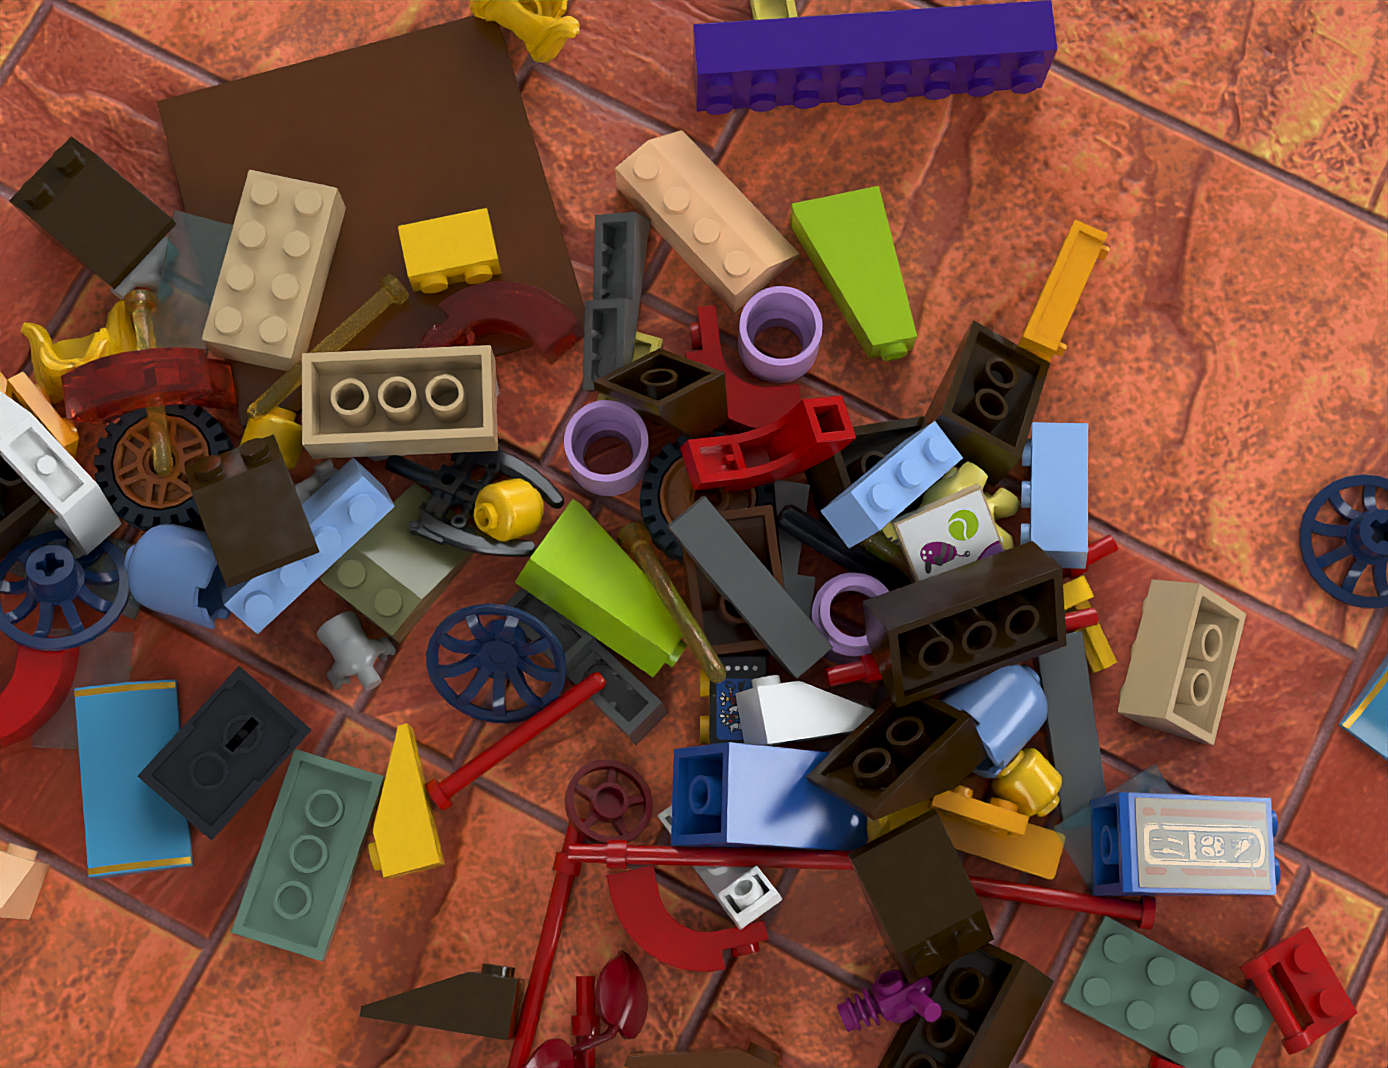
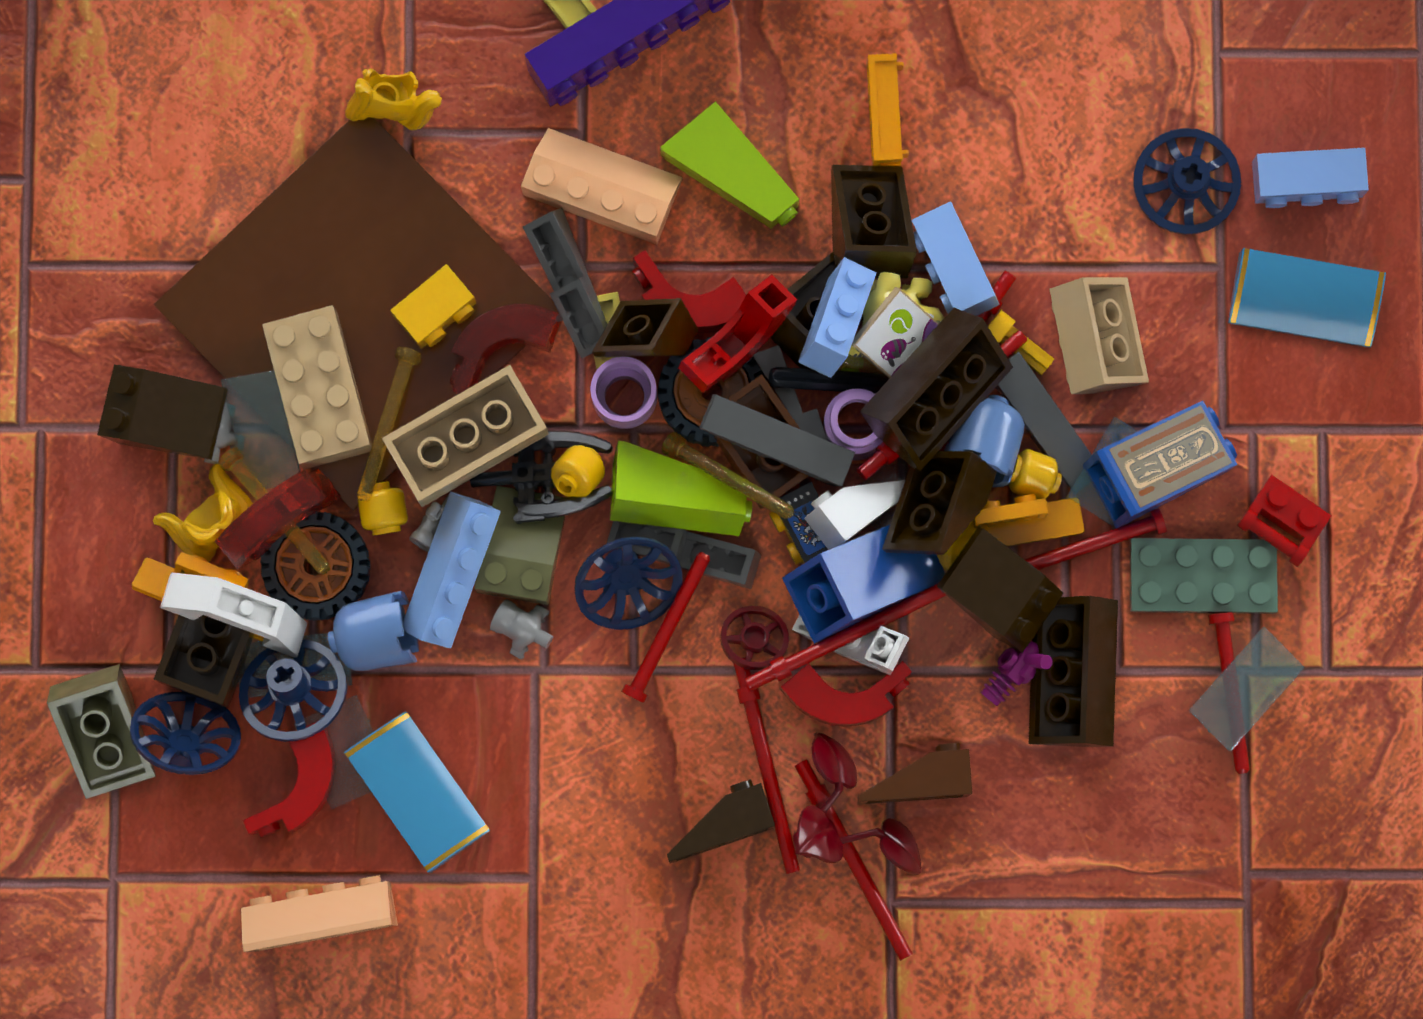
camera: 25 degrees left, 5 degrees up
(224, 753) = (476, 738): black piece -> none
(250, 510) = (406, 565): dark brown slope -> none
(309, 855) = (568, 779): sand green plate -> none
(404, 819) = (622, 723): yellow slope -> none
(782, 308) = (702, 225): lavender piece -> none

